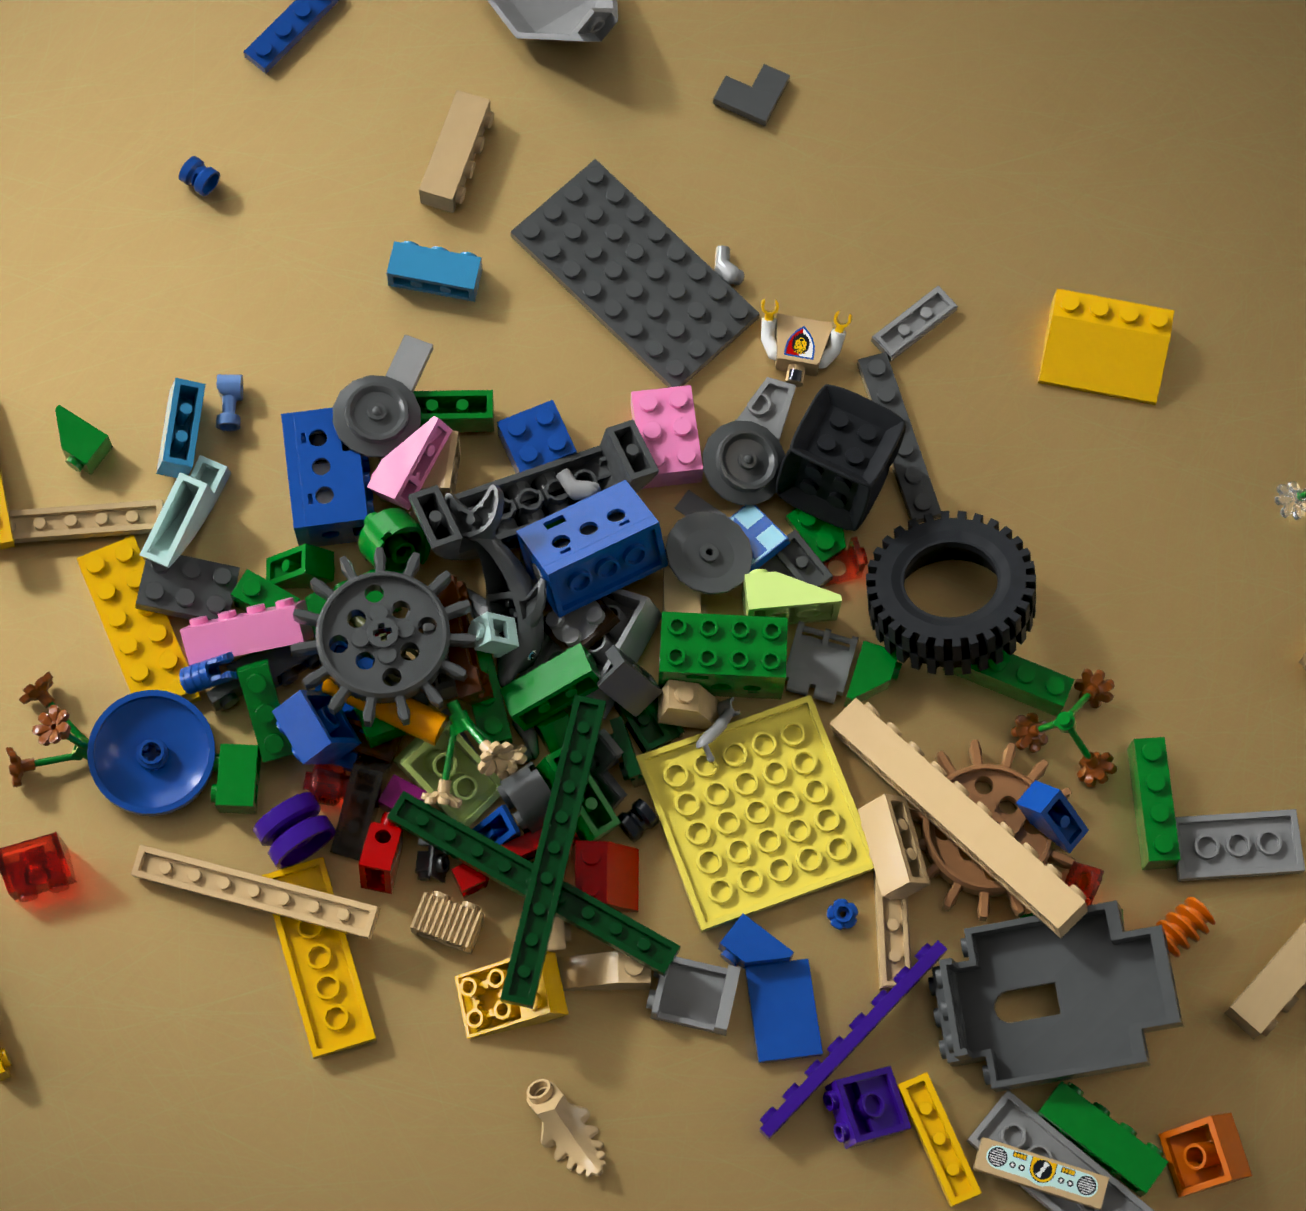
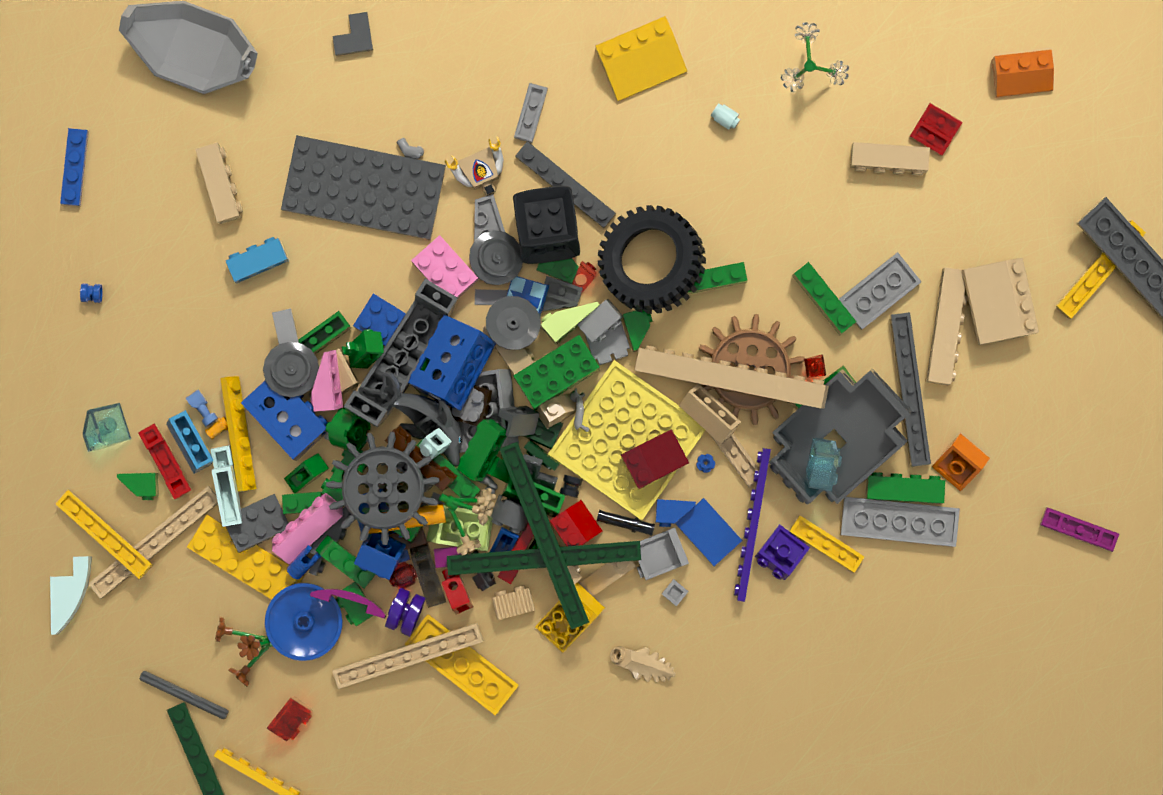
camera: 30 degrees left, 15 degrees up
(89, 343) = (105, 427): none -> clear light blue slope
(133, 433) = (165, 461): none -> red slope
(210, 733) = (372, 608): none -> magenta slope
(230, 438) = (217, 428): none -> light orange pin
(249, 464) = (238, 433): none -> yellow plate
(489, 457) = (364, 349): none -> green brick
(576, 488) = (422, 335): light grey arm -> none
(679, 1060) = (675, 592): none -> light grey plate
(703, 947) = (604, 517): none -> black pin
(775, 857) = (654, 459): none -> dark red slope
(827, 628) = (600, 321): none -> light grey brick
(1007, 1015) = (822, 464): none -> clear light blue brick
(1032, 732) = (740, 301): dark orange plant -> none
(1041, 1173) = (887, 528): tile -> none
(1052, 815) = (779, 344): blue slope -> none
(1170, 487) = (725, 116): none -> light aqua brick
(1185, 923) = (878, 355): orange piece -> none
(1196, 1007) = (910, 389): none -> dark grey plate

